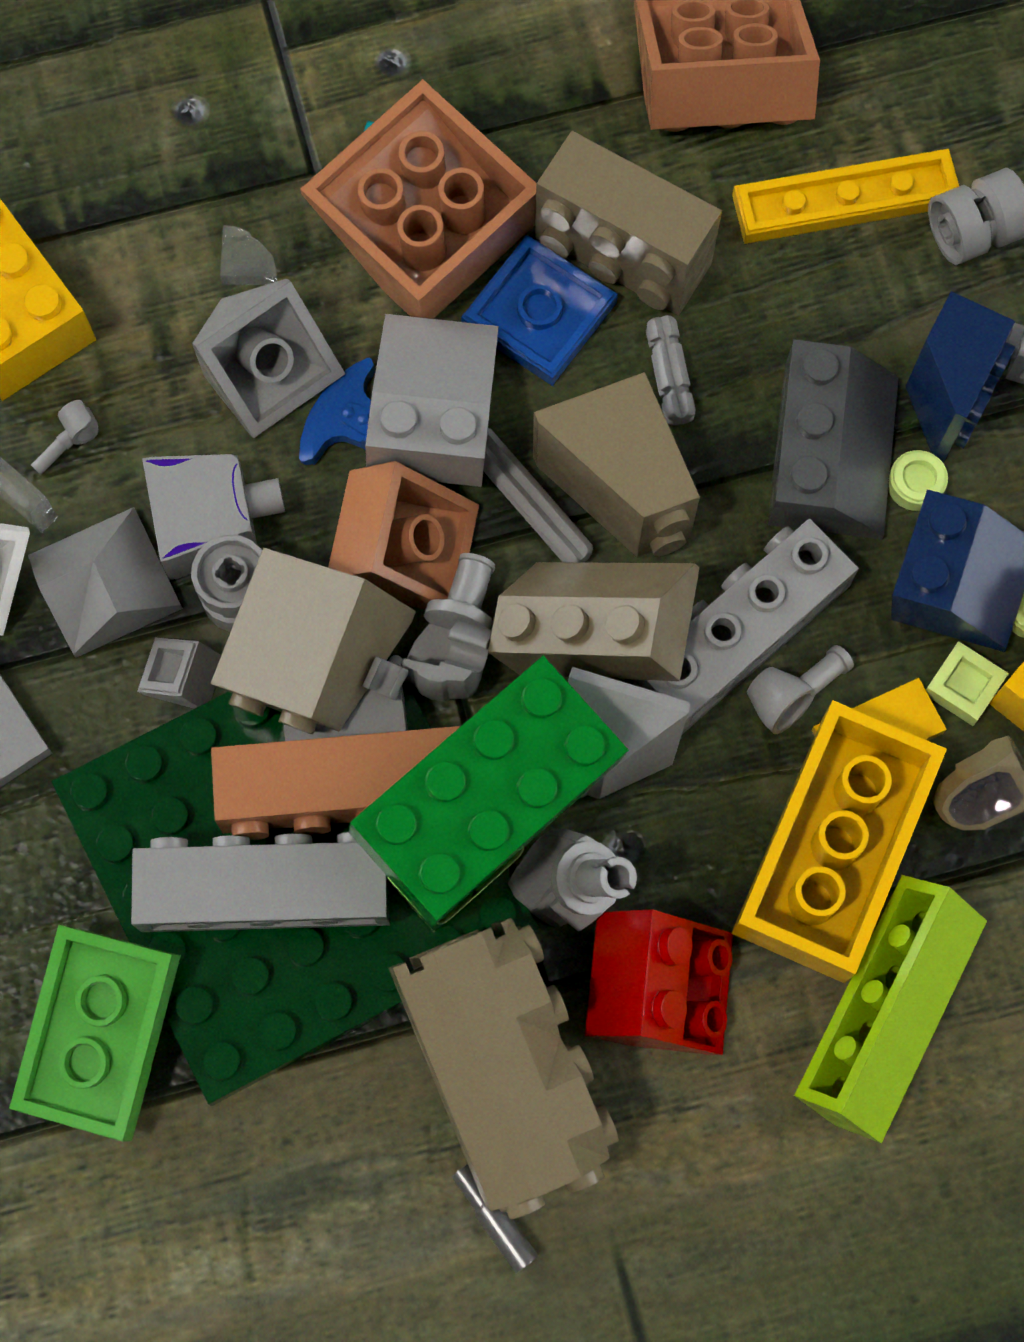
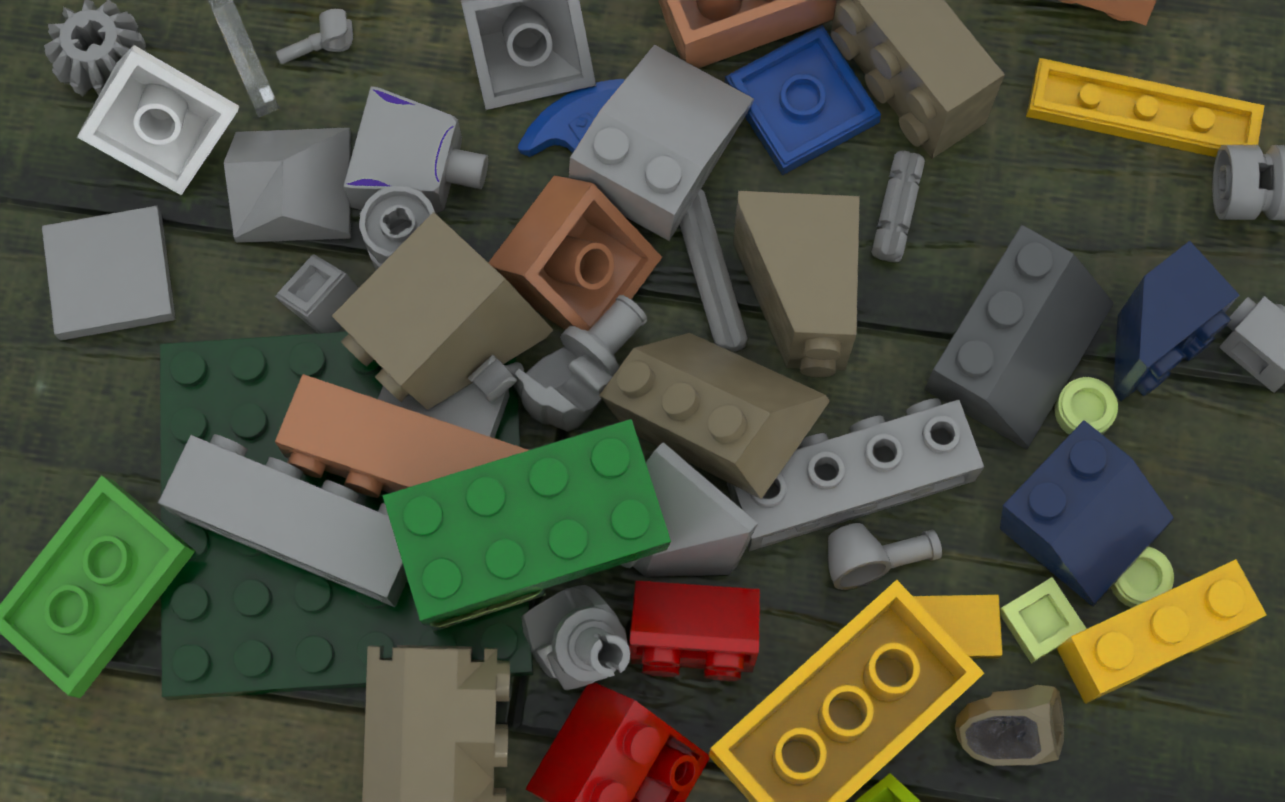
camera: 25 degrees right, 0 degrees up
(672, 822) = (695, 629): none -> red slope

